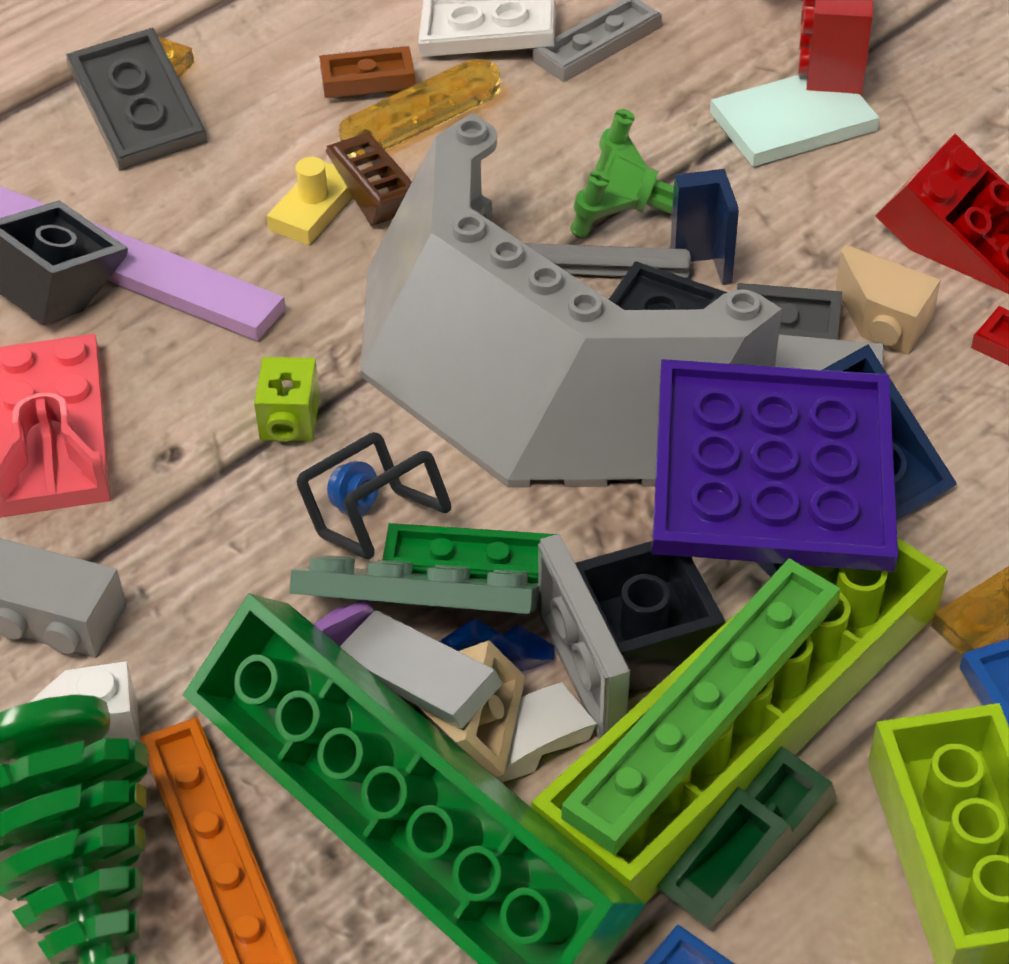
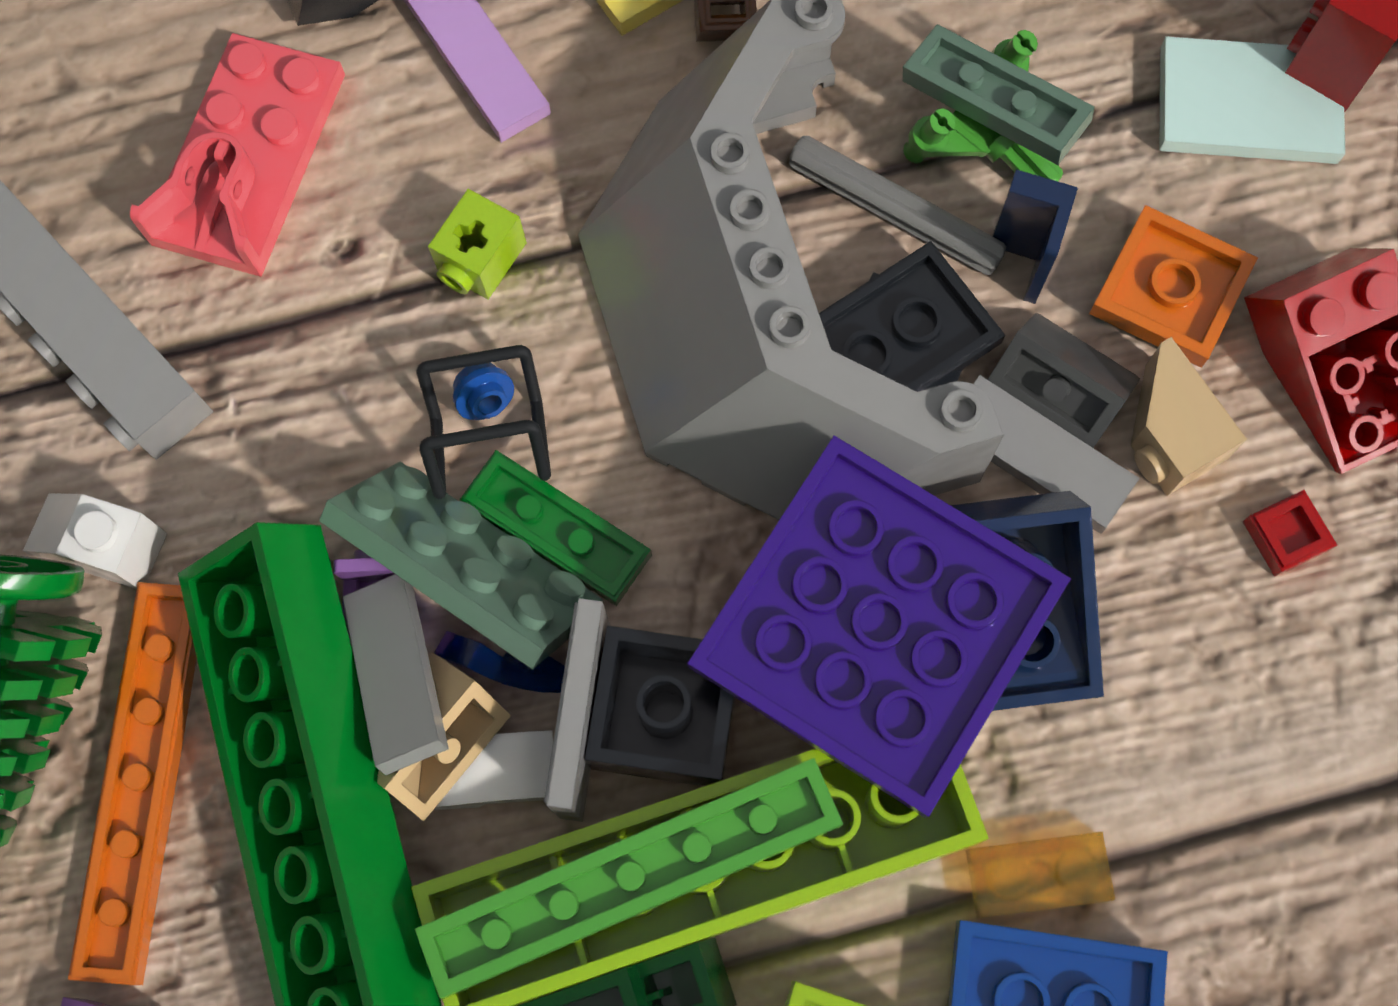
camera: 30 degrees right, 25 degrees up
(625, 152) = (998, 94): none -> sand green plate
(816, 224) = (1173, 285): none -> orange plate

